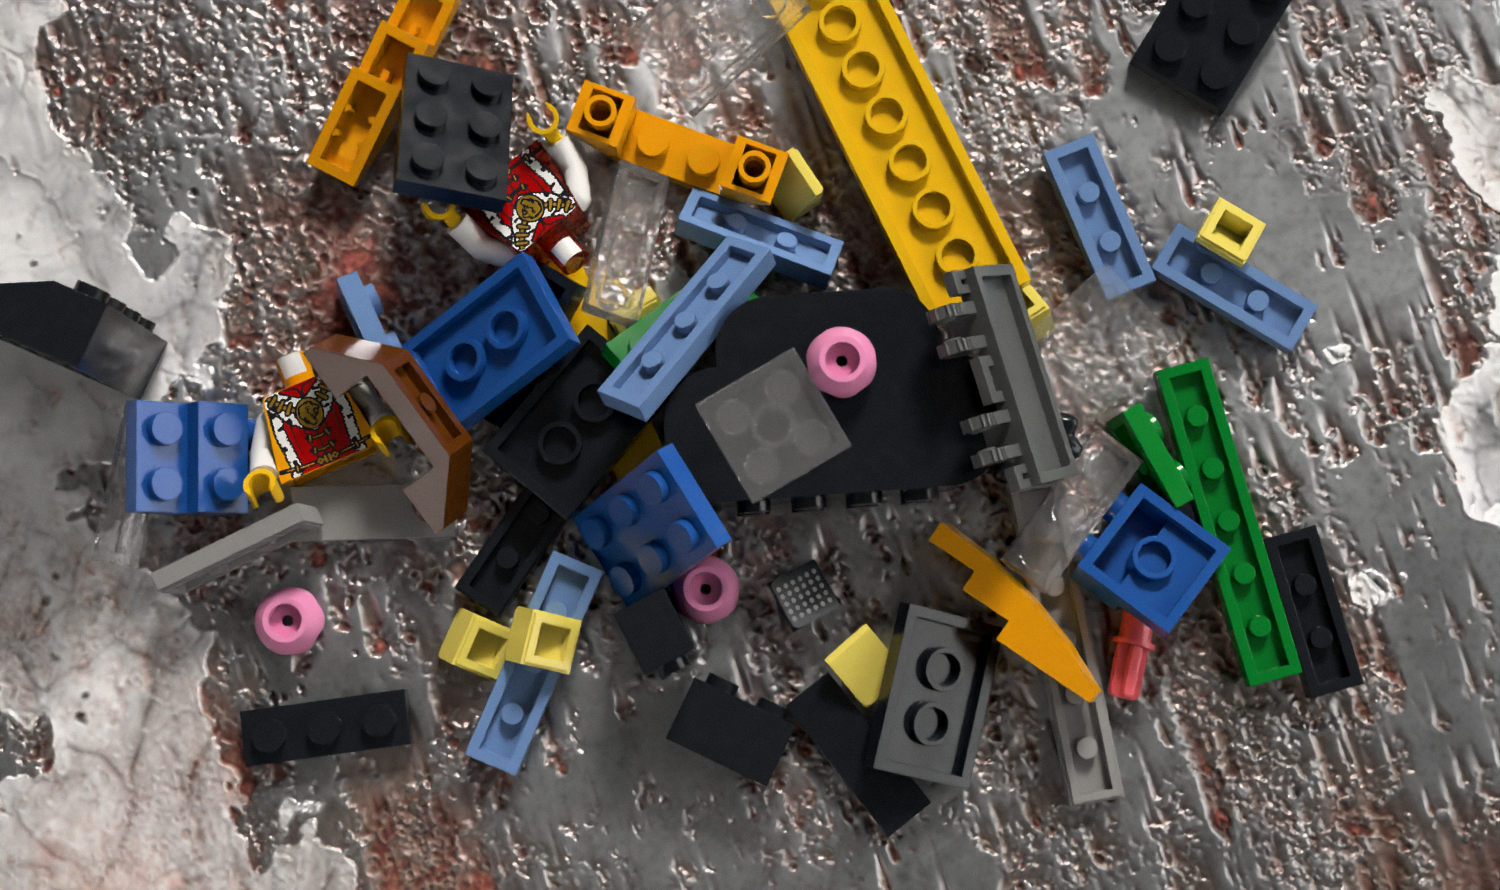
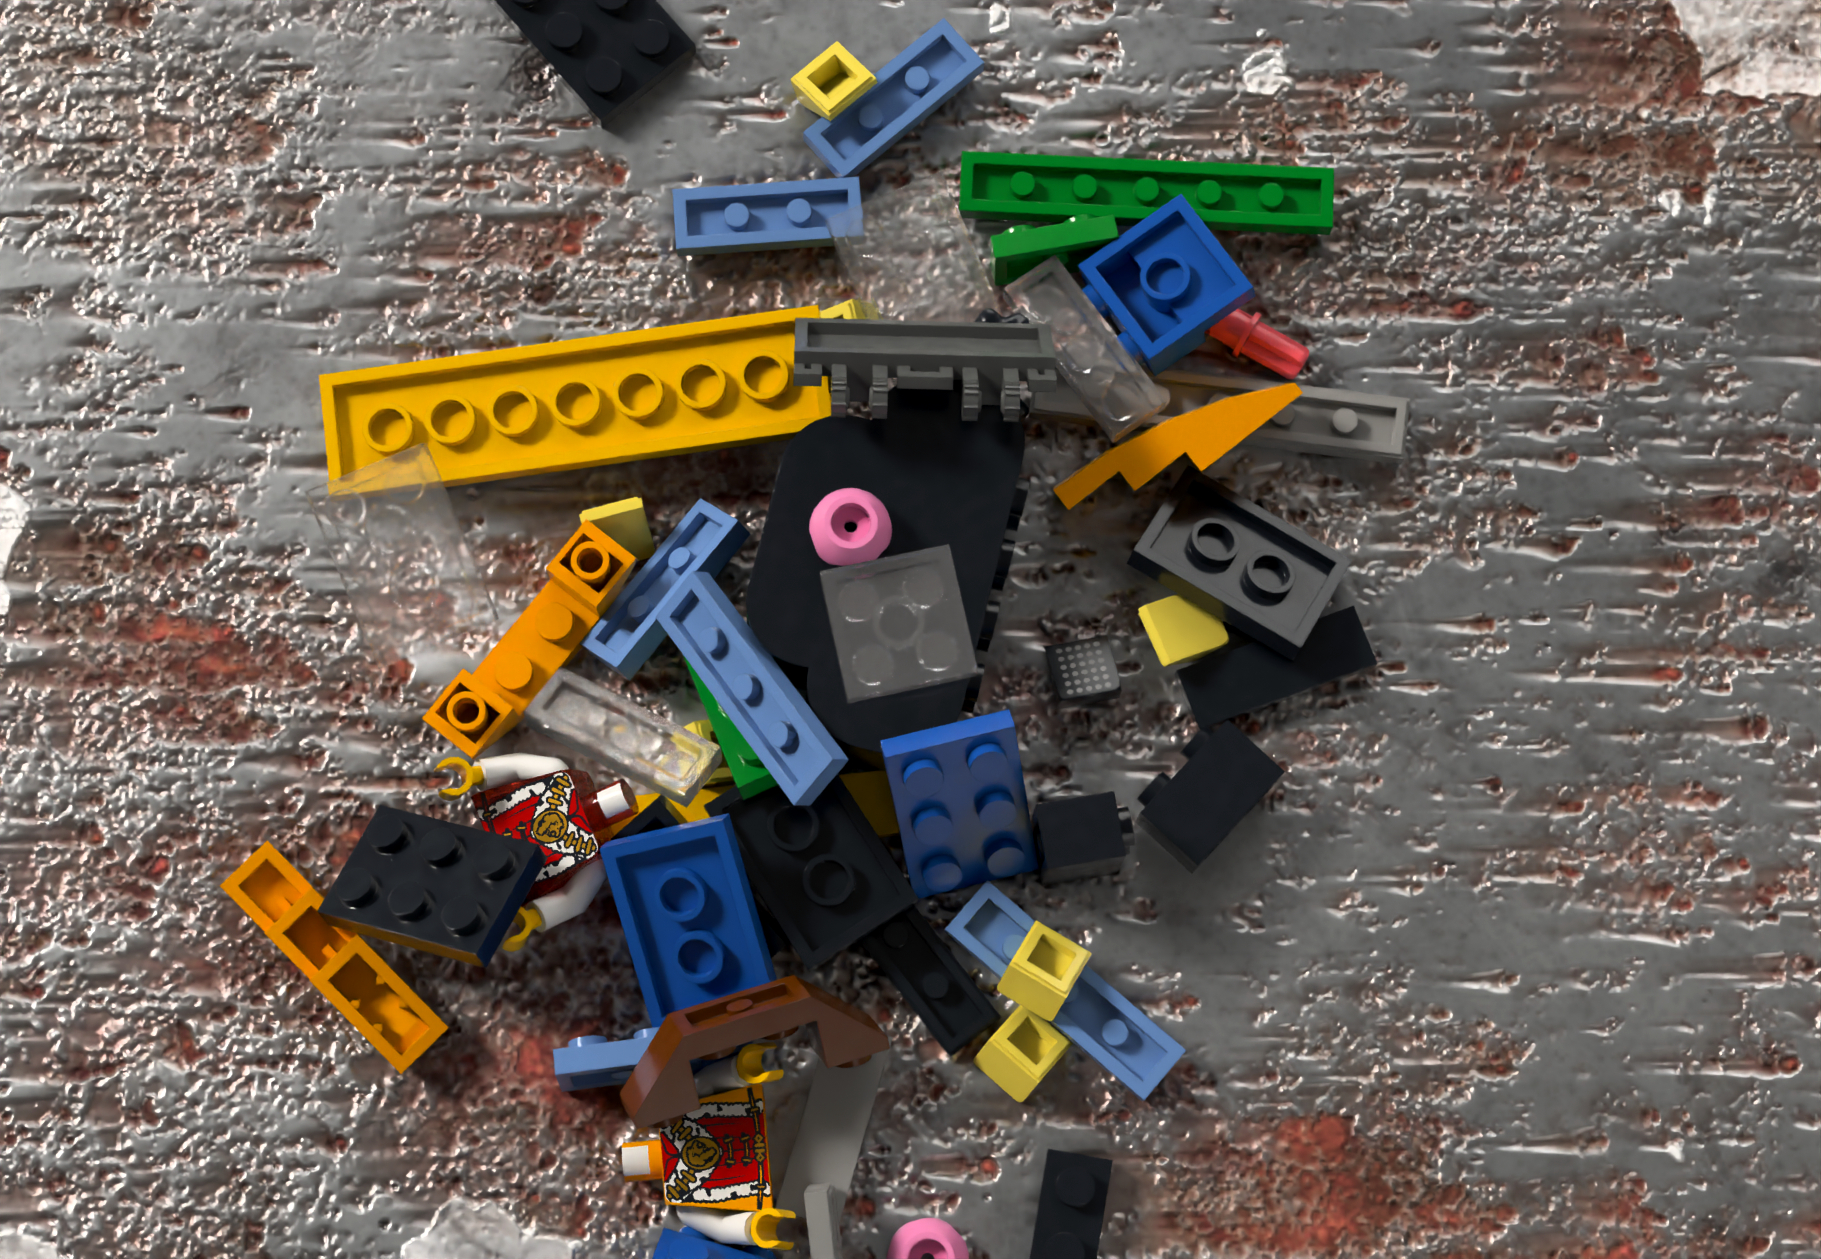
camera: 70 degrees left, 5 degrees down
(716, 604) = (1060, 764): bright pink plate -> none
(1313, 612) = (1273, 135): black plate -> none

